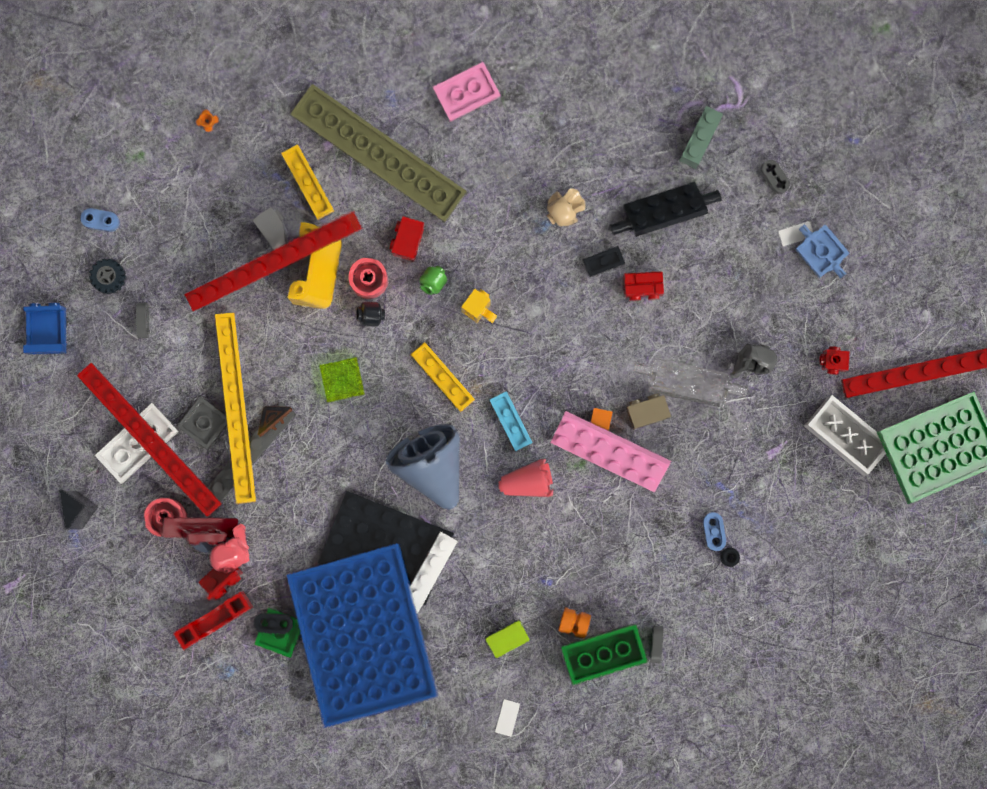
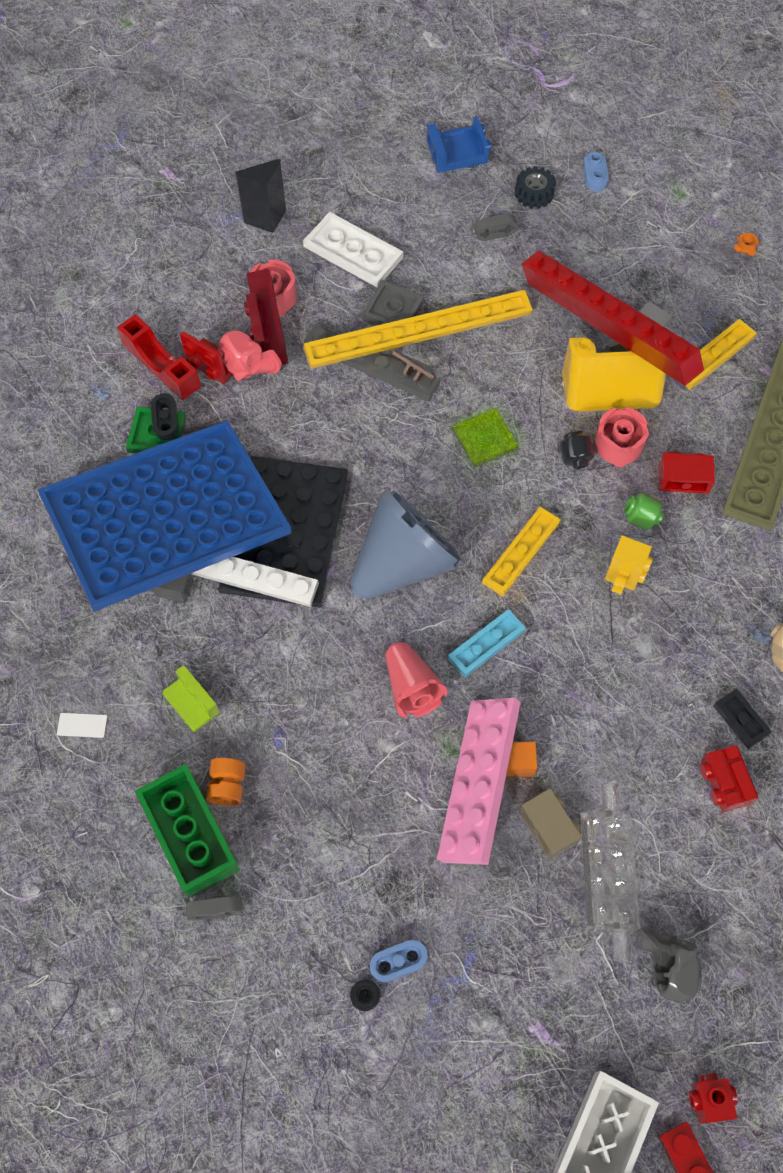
camera: 80 degrees right, 20 degrees down
(149, 439) = (357, 255): red plate -> none

